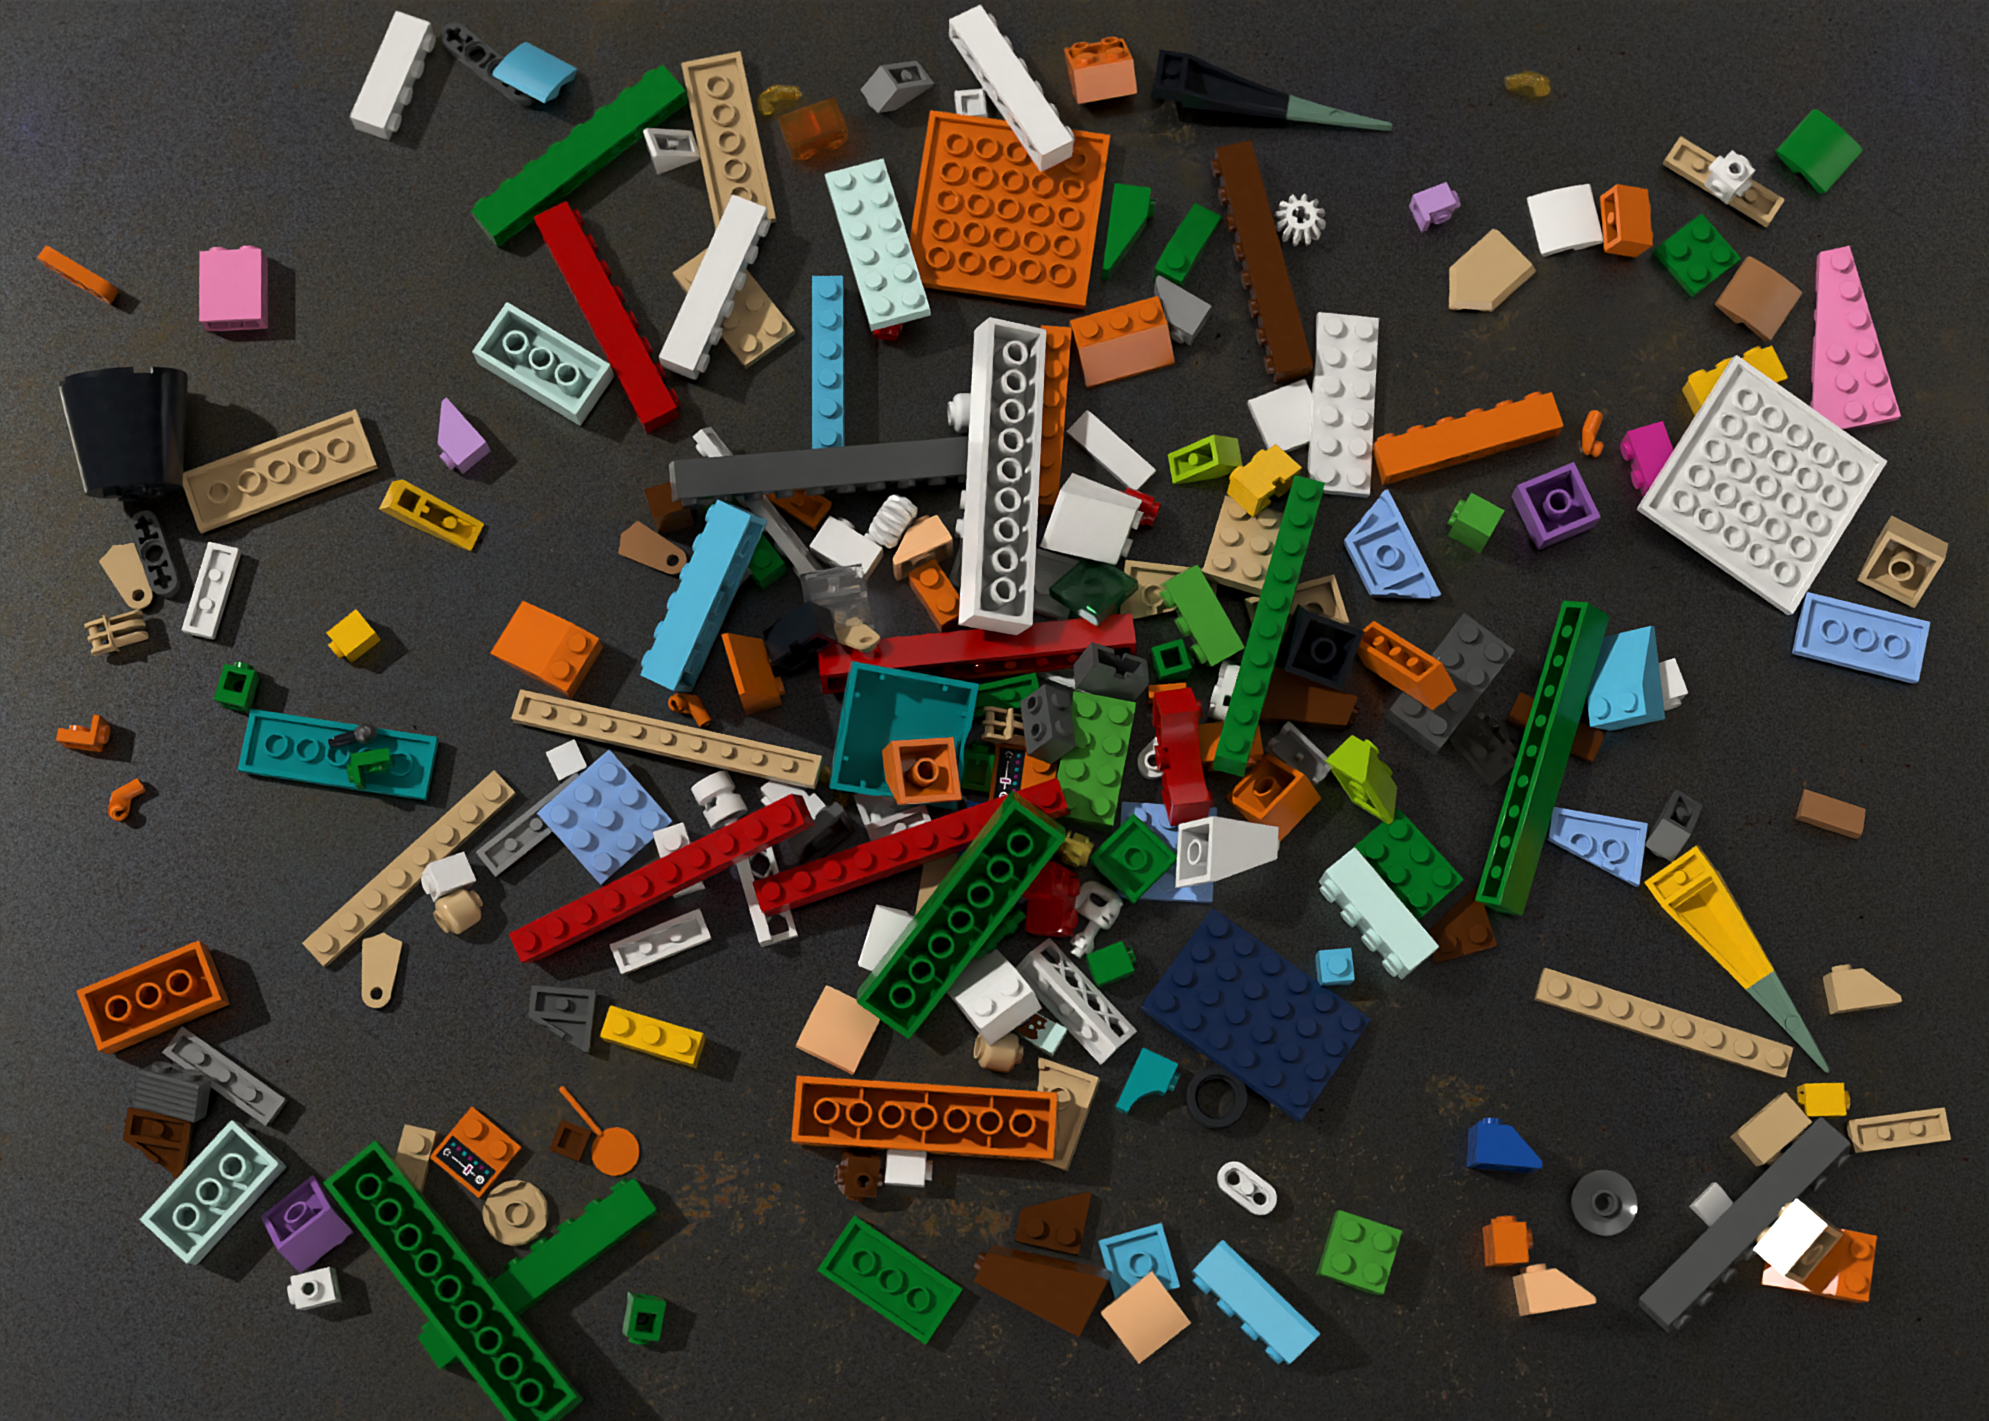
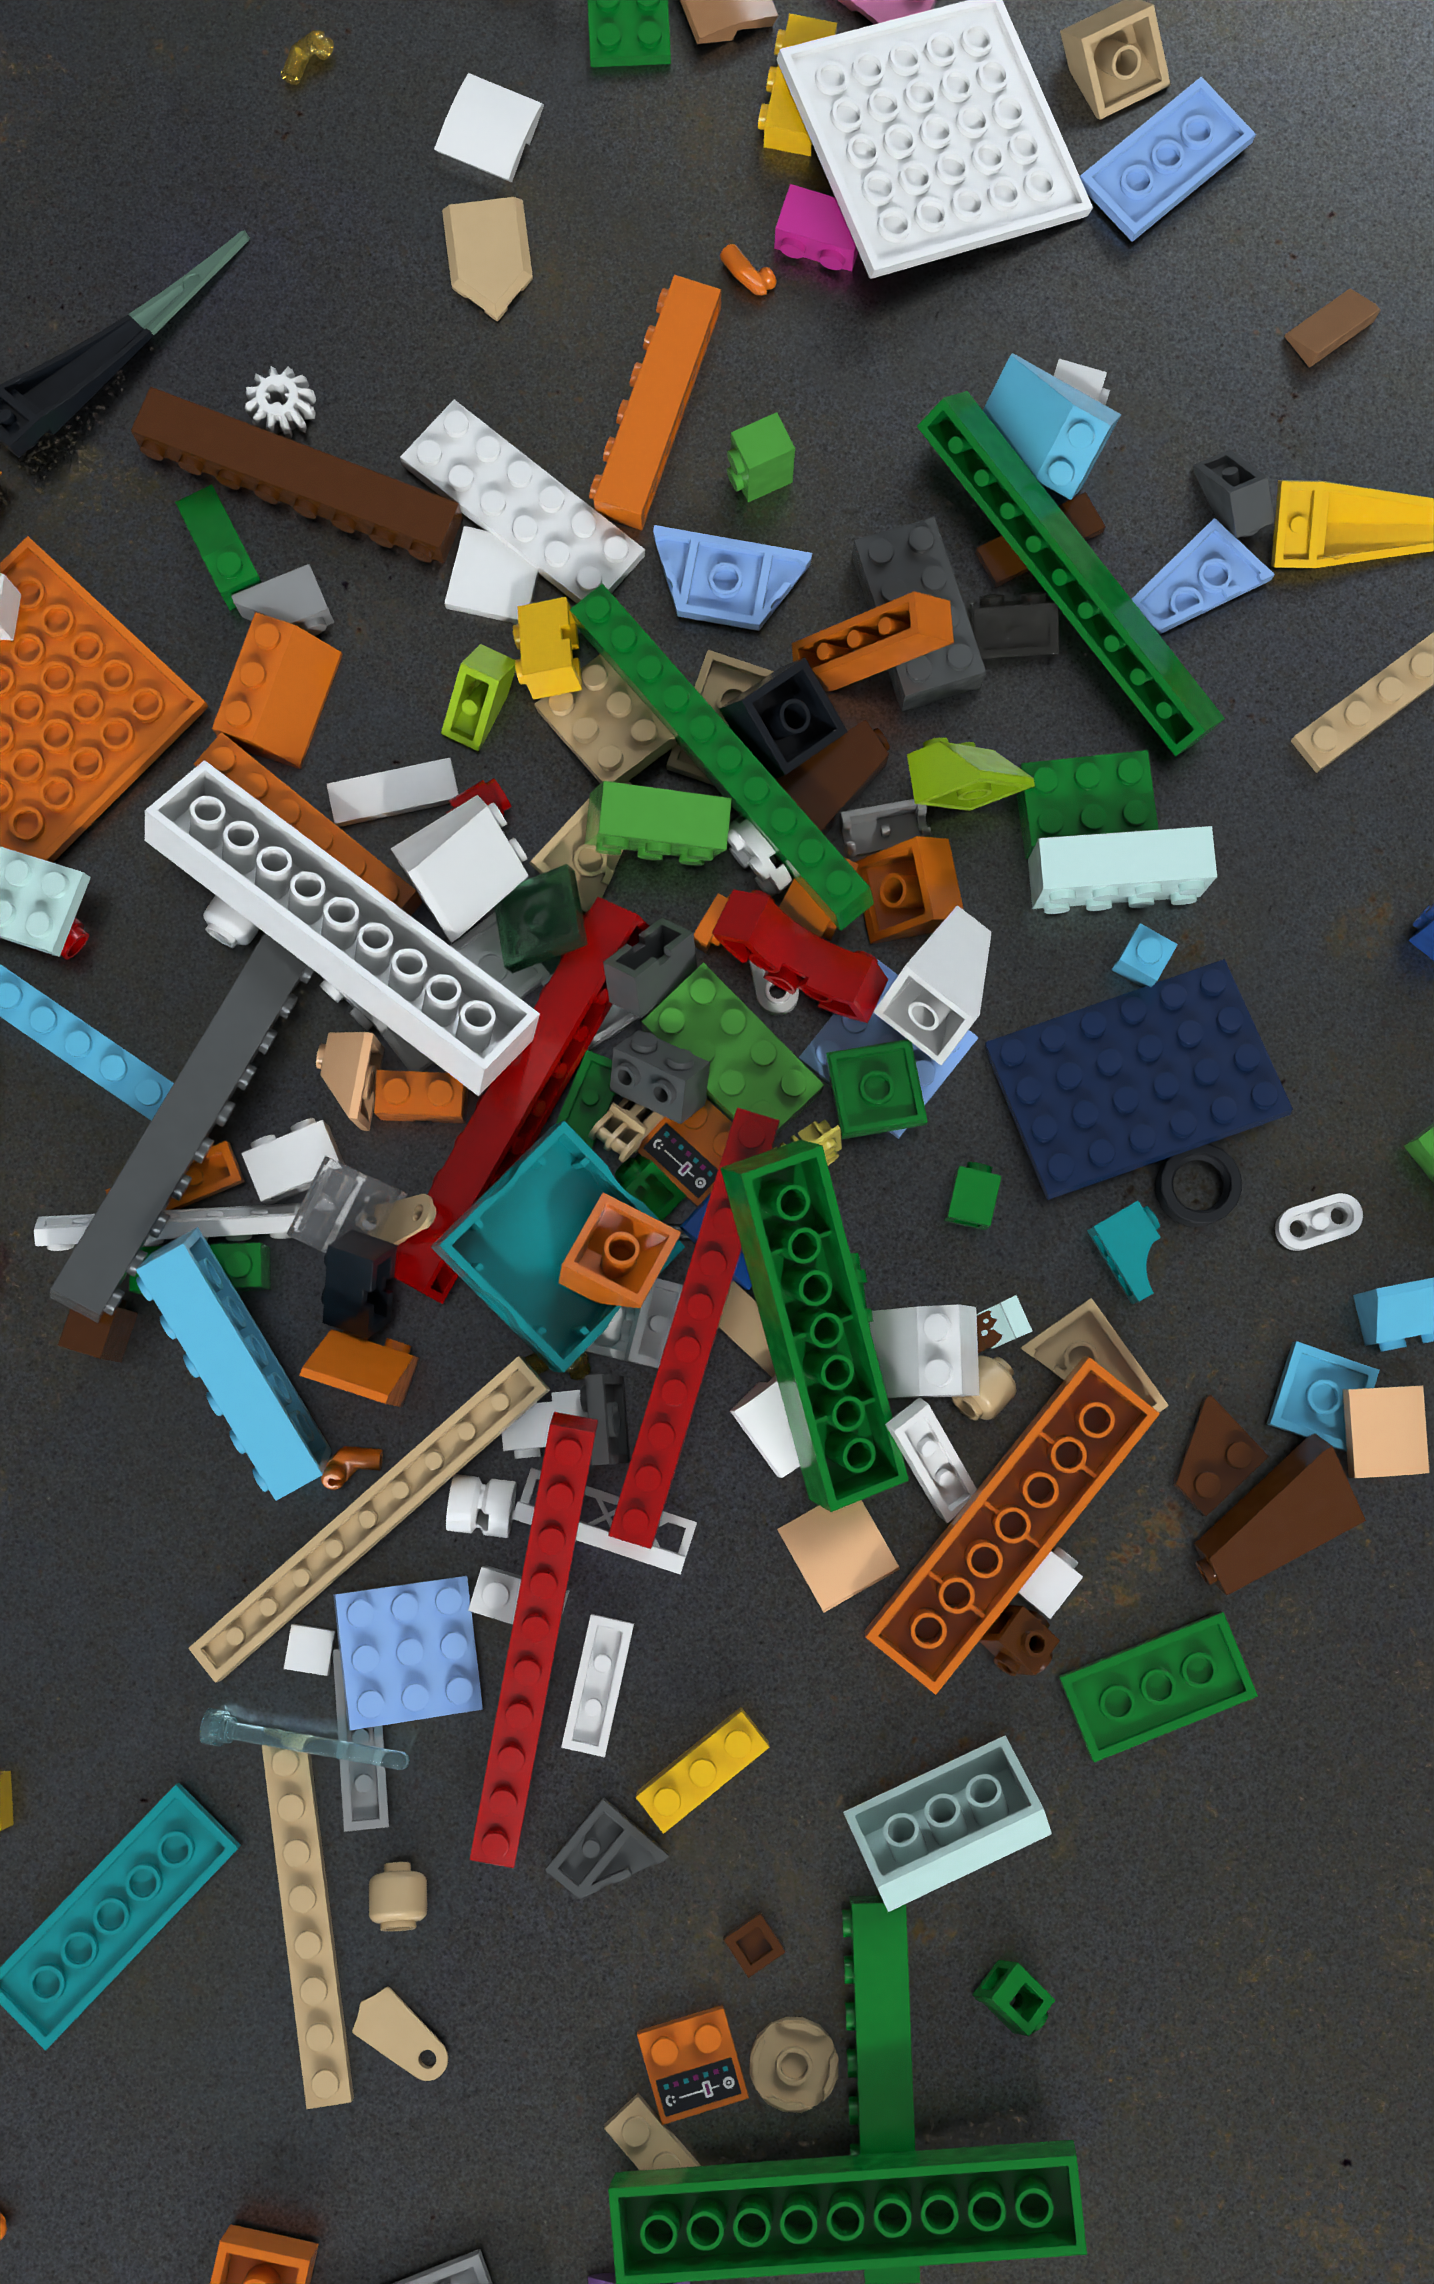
camera: 55 degrees left, 5 degrees up
(364, 733) = (110, 1870): piece -> none
(372, 761) = (153, 1882): green bracket -> none
(447, 875) = (350, 1884): white brick -> none
(487, 740) = (221, 1728): none -> clear light blue piece
(548, 649) = (162, 1583): orange slope -> none
(614, 1149) = (797, 1901): orange piece -> none
(650, 549) = (130, 1383): medium nougat piece -> none
(719, 1201) = (947, 1823): none -> light aqua brick
(893, 521) = (299, 1086): white gear -> none
(932, 1043) = (932, 1458): none -> white plate
(1052, 902) = (868, 1214): red brick -> none
(1070, 1003) = (986, 1271): white fence -> none
(1099, 917) = (910, 1173): white piece -> none
(1127, 221) = (137, 583): green slope -> none
(1171, 661) = (682, 892): green brick -> none
(1434, 205) = (370, 251): lavender brick -> none
(1462, 930) = (1191, 789): reddish brown wing -> none
(1555, 506) = (802, 362): medium lavender brick -> none
(1626, 220) = (539, 63): orange brick -> none

